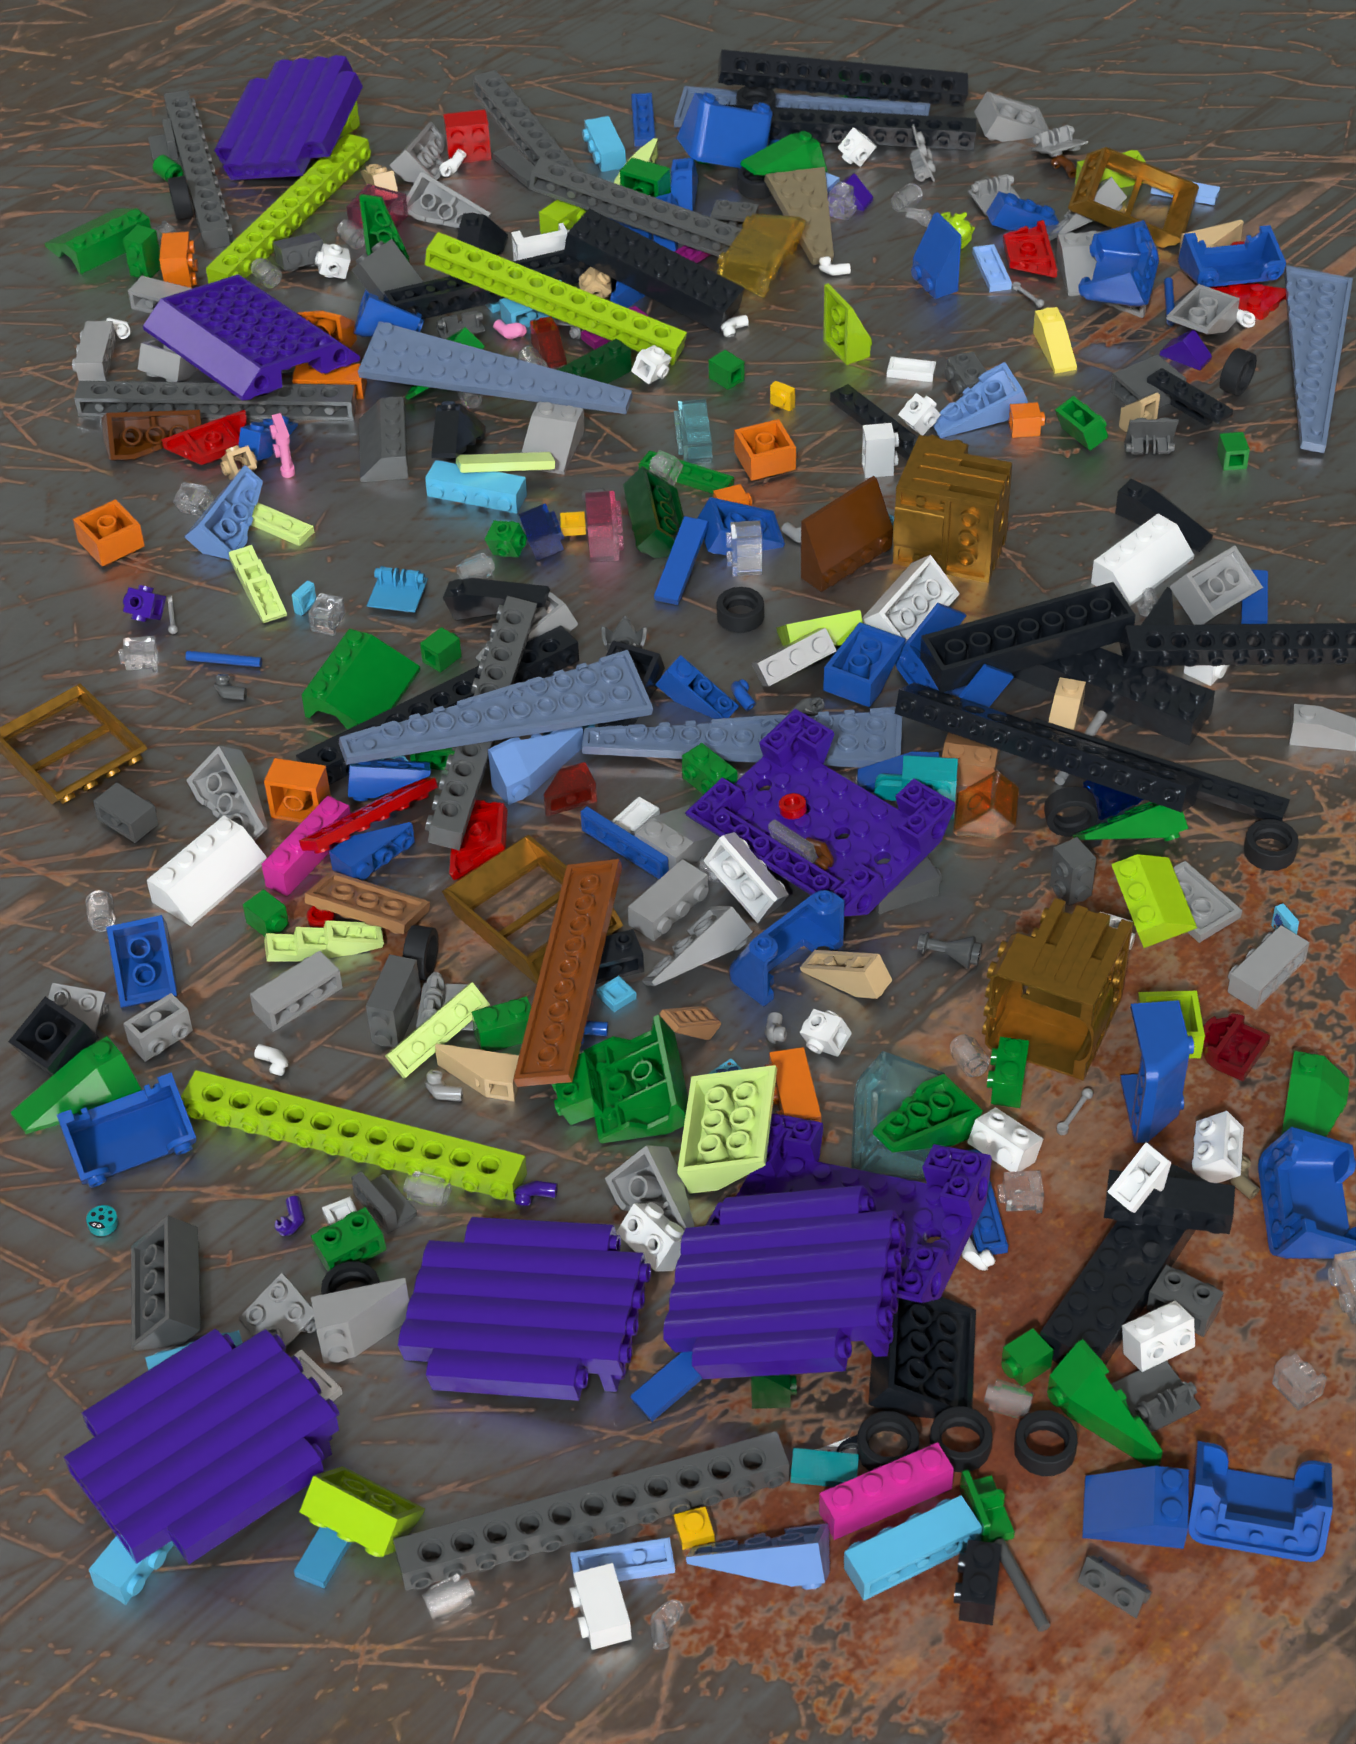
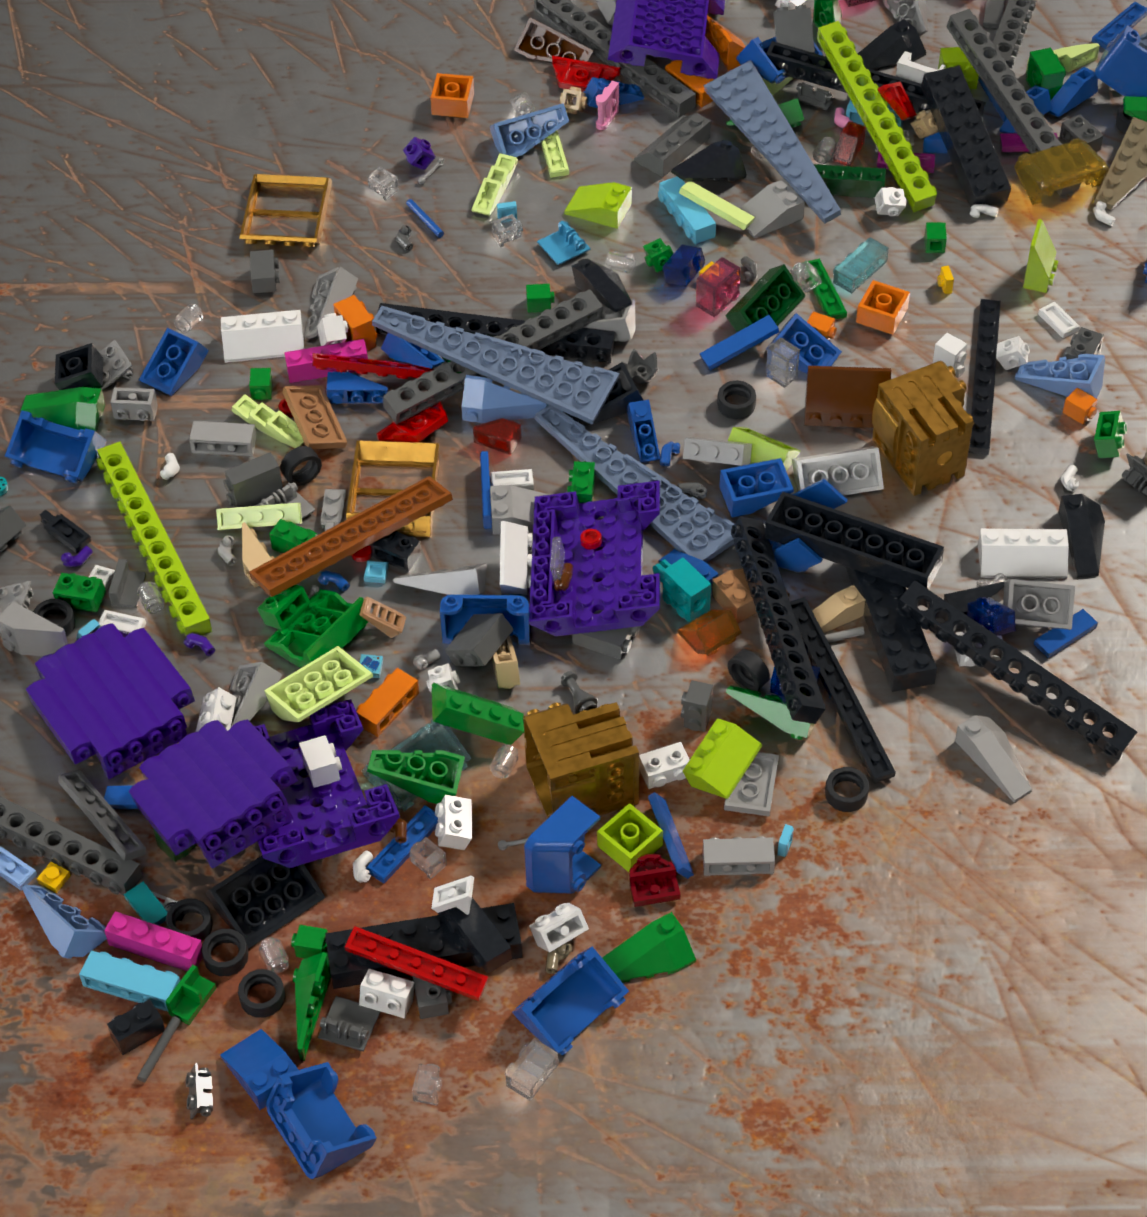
camera: 45 degrees right, 5 degrees up
(243, 1202) = (65, 531): none -> black hinge
(288, 809) = (332, 329): none -> white brick
(359, 680) = (472, 283): green piece -> none
(385, 533) = (601, 203): none -> lime slope
(408, 1269) = (89, 628): none -> medium azure tile
(412, 1245) = (123, 622): none -> white tile
(498, 973) = (333, 508): none -> light grey hinge
(554, 271) = (898, 100): none -> red wing
(604, 144) = (1066, 26): medium azure brick -> none
(668, 900) = (466, 541): light grey brick -> none
(672, 1422) = (102, 815): none -> dark grey plate
(809, 969) = (479, 640): none -> dark grey brick
(834, 1172) = (320, 761): none -> white brick
(906, 1028) = (476, 714): none -> green slope
(1009, 1072) = (510, 788): green brick -> none
(1098, 485) = (1068, 480): none -> white arm
(1164, 1278) = (416, 963): none -> red plate
(1203, 612) = (992, 615): none -> clear blue brick
(1206, 1001) = (670, 835): none -> blue tile

